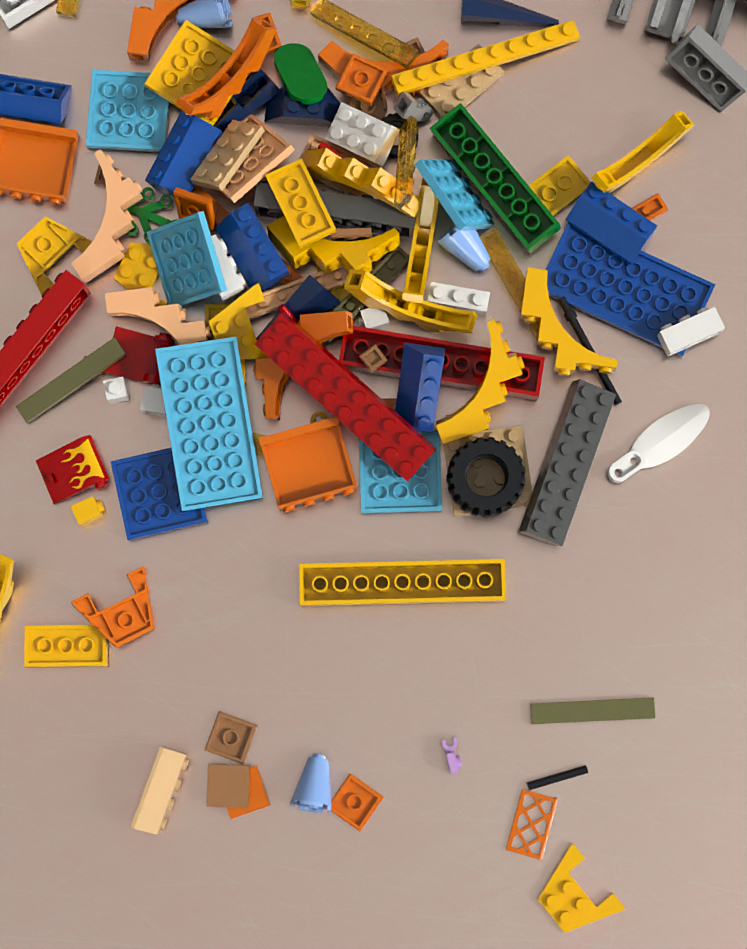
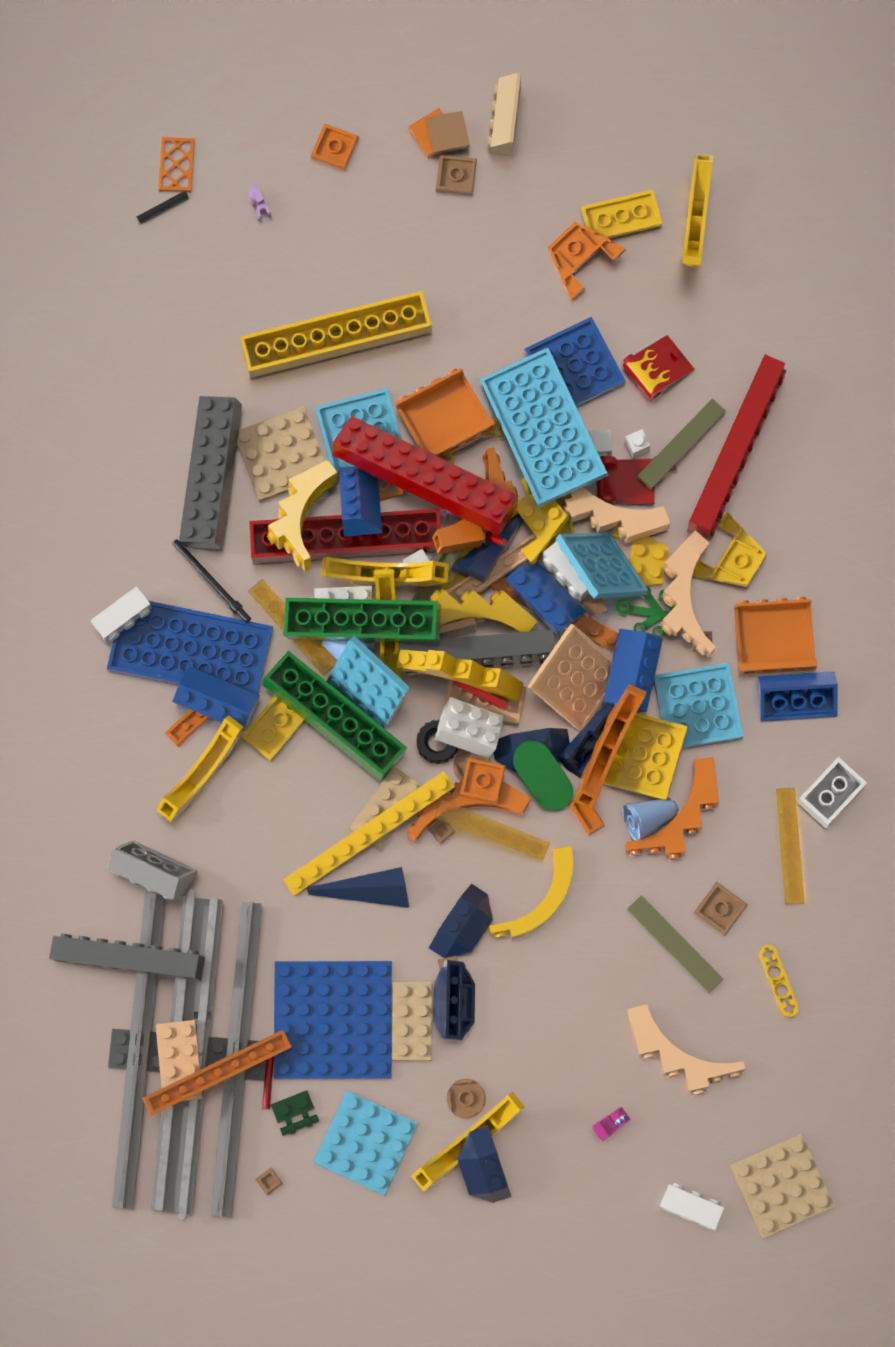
camera: 170 degrees right, 5 degrees down
(88, 510) = (634, 333): yellow brick -> none
(191, 203) = (608, 620): orange tile -> none
(227, 155) = (590, 675): tan plate -> none
(300, 203) = (508, 637): yellow plate -> none
(313, 787) = (373, 147): light blue cone -> none
(373, 358) = (408, 518): medium nougat tile -> none
(405, 163) = (419, 691): clear yellow plate -> none
(416, 108) = (425, 767): light grey leg -> none
(446, 255) = (362, 618): none -> green brick
(485, 449) = (275, 414): black tyre -> none
(551, 334) = (249, 581): yellow arch -> none
(568, 902) = (129, 107): yellow wing -> none
(592, 710) = (142, 268): olive tile -> none
(662, 441) = (128, 515): white plant -> none

